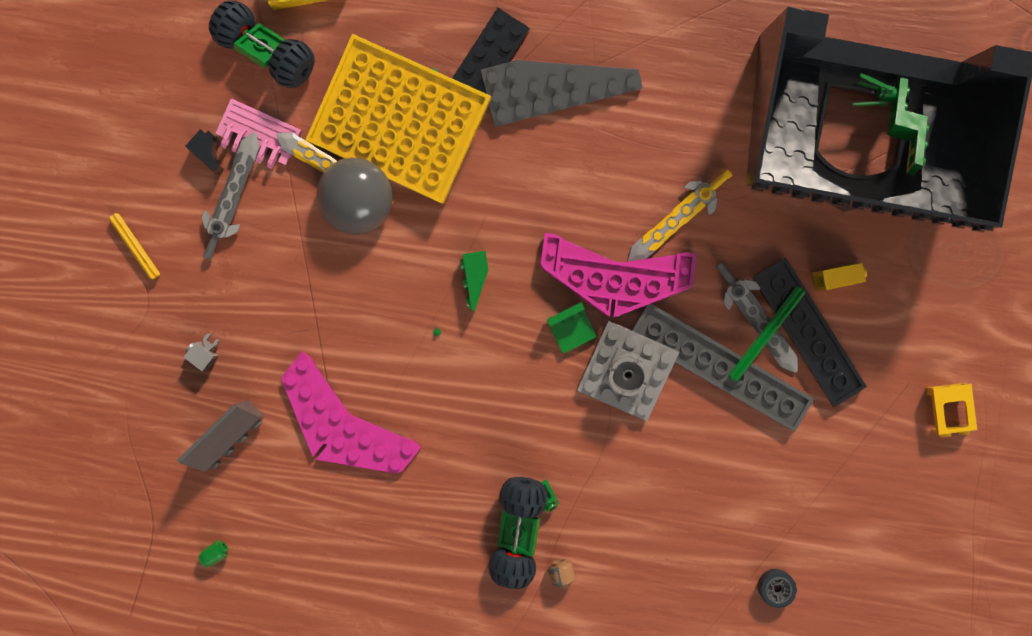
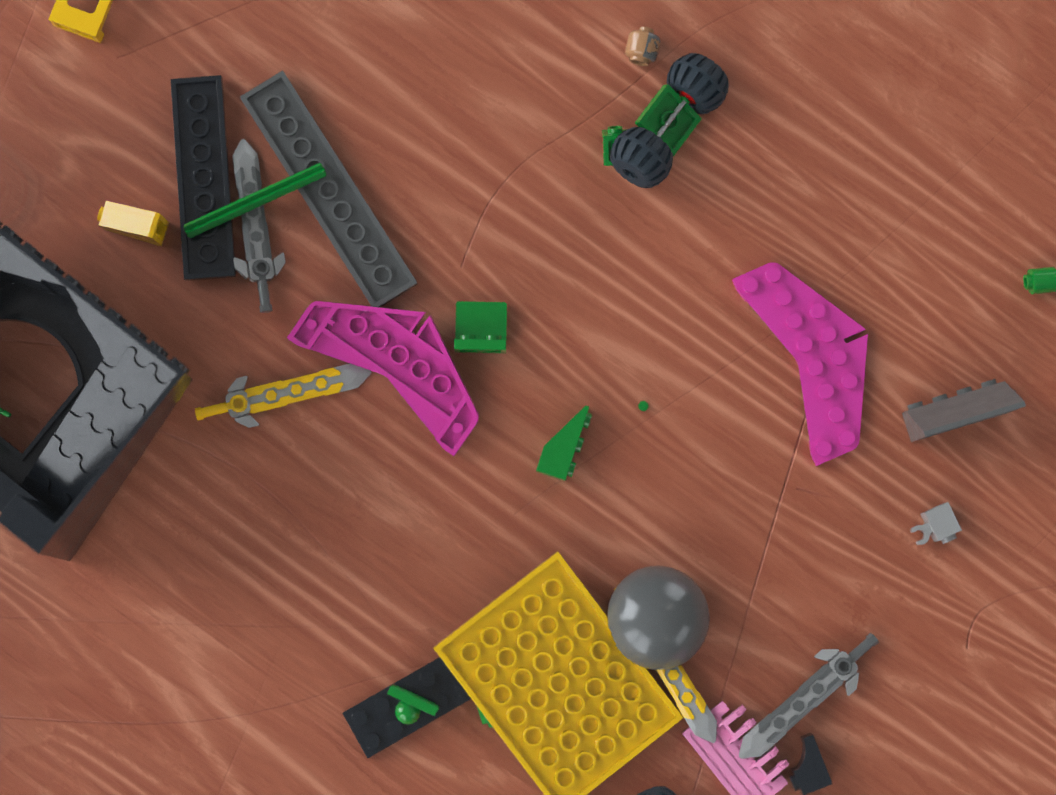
camera: 150 degrees left, 5 degrees down
(134, 246) = (956, 697): yellow axle -> none
(486, 54) = (411, 704): none -> green tile
(537, 88) = (371, 633): dark grey wing -> none
(626, 351) = (437, 266): light grey piece -> none

